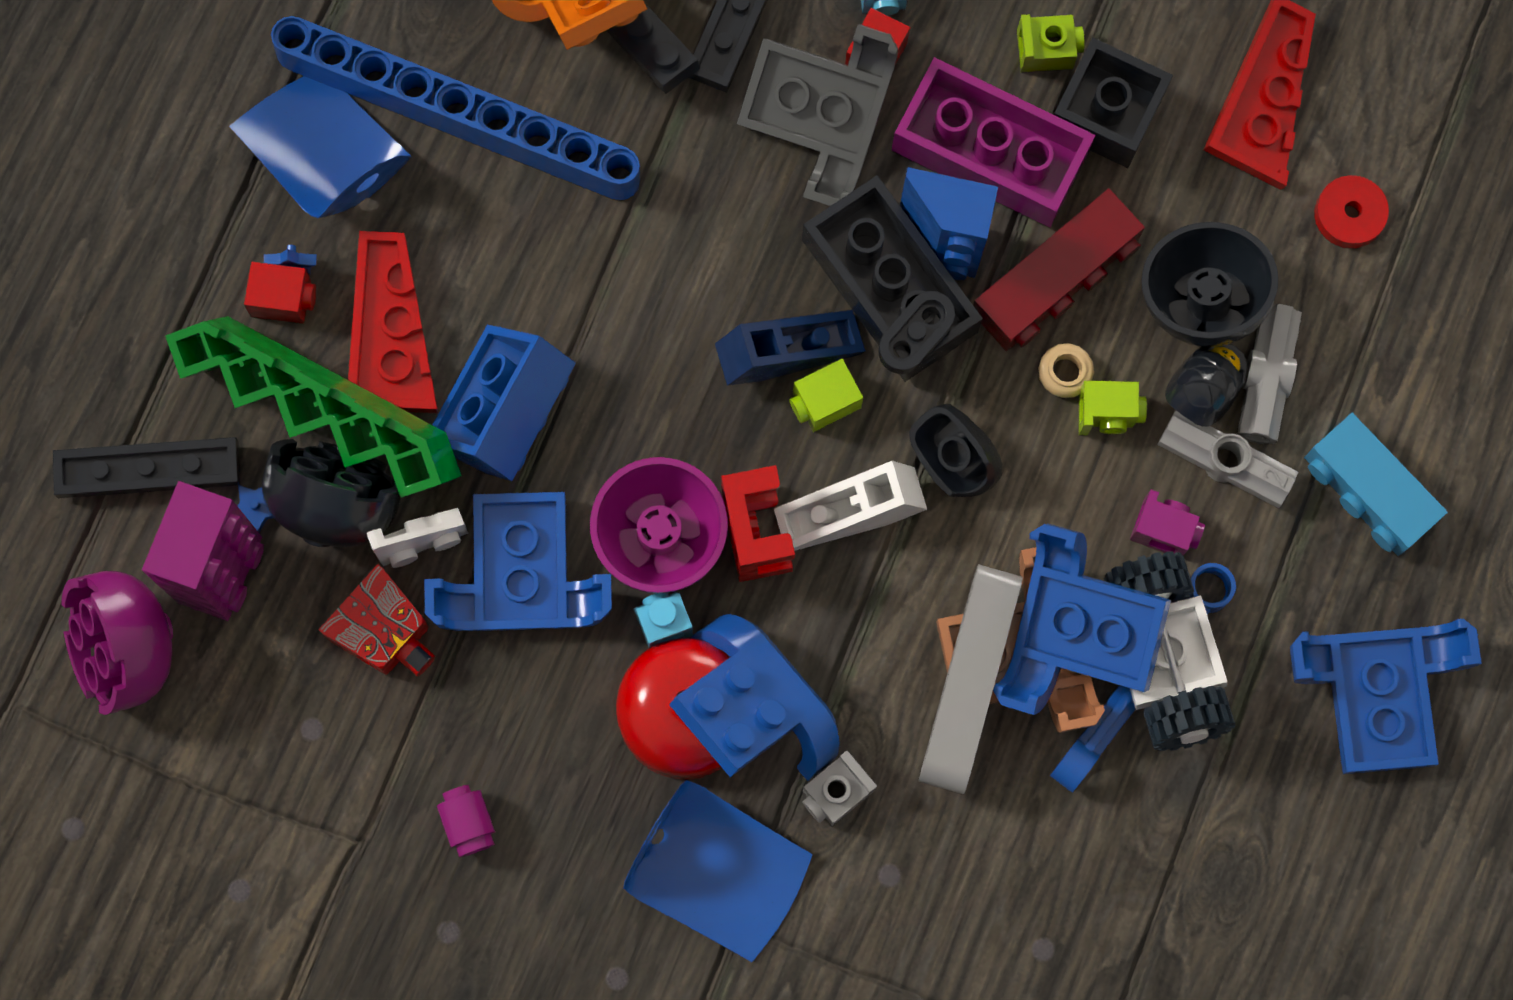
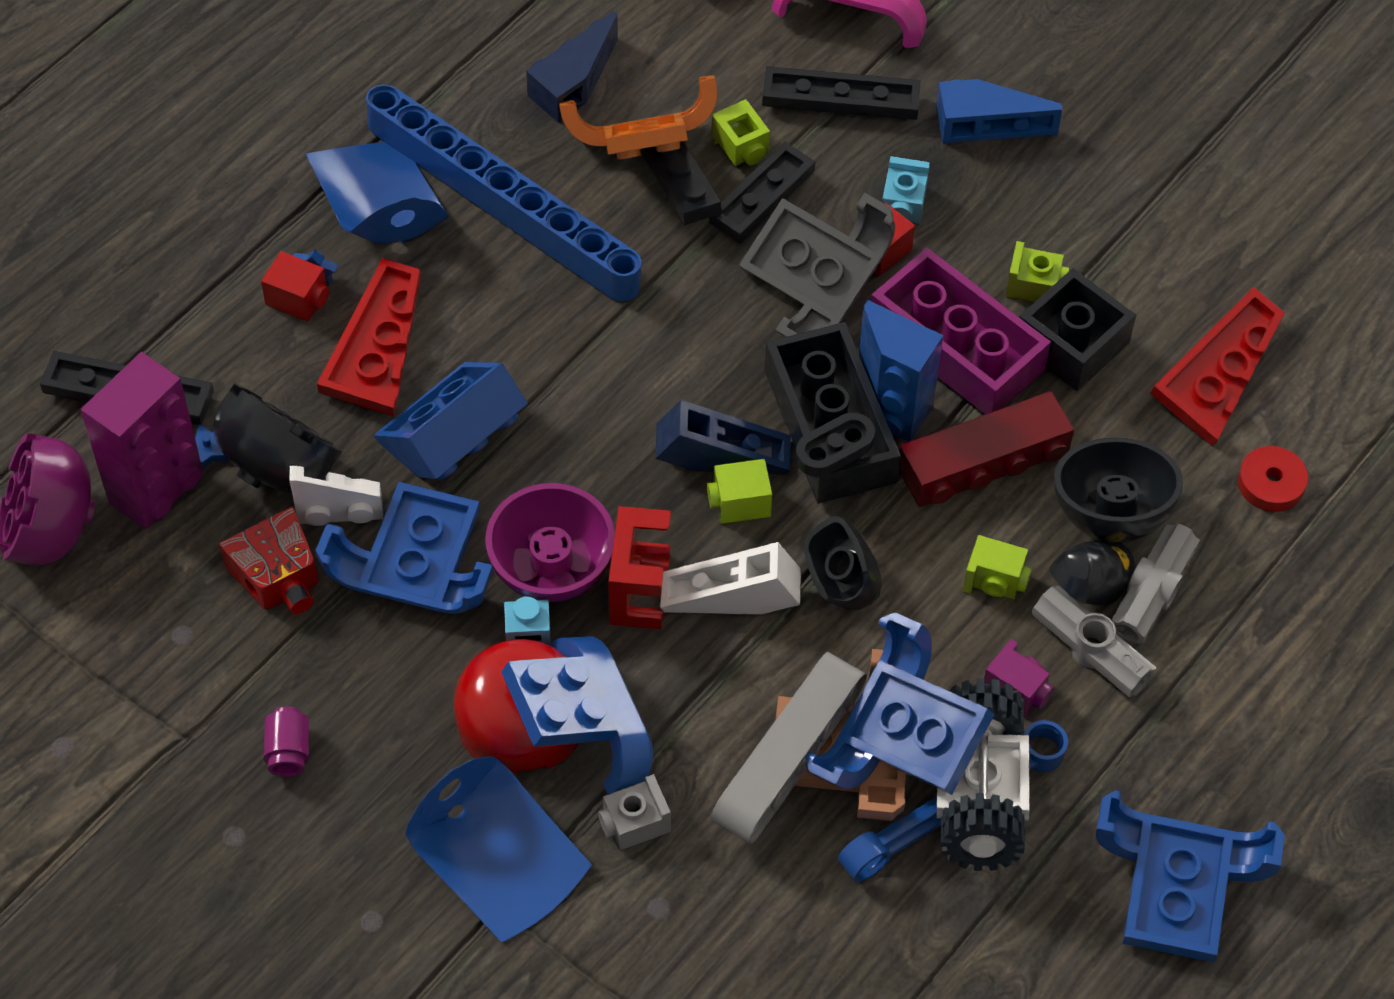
camera: 20 degrees right, 20 degrees down
(315, 398) = (290, 370): green brick -> none
(1061, 352) = (961, 519): tan piece -> none
(1374, 485) = (1226, 701): dark azure brick -> none

